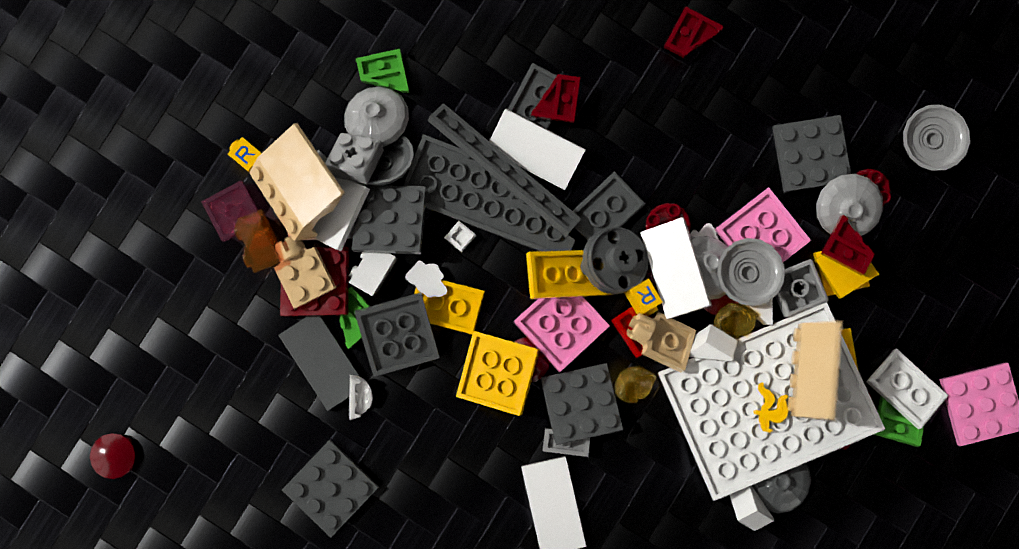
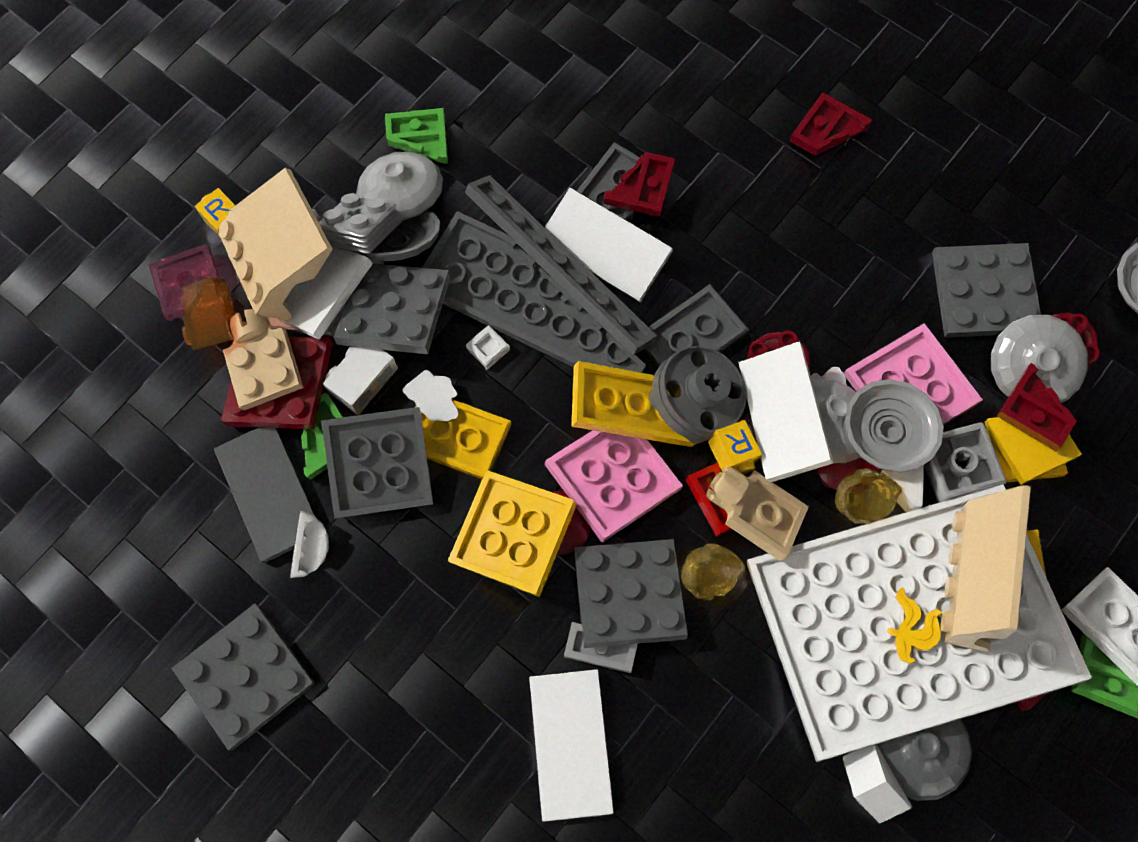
camera: 10 degrees right, 15 degrees down
(713, 344) = (832, 525): white slope -> none

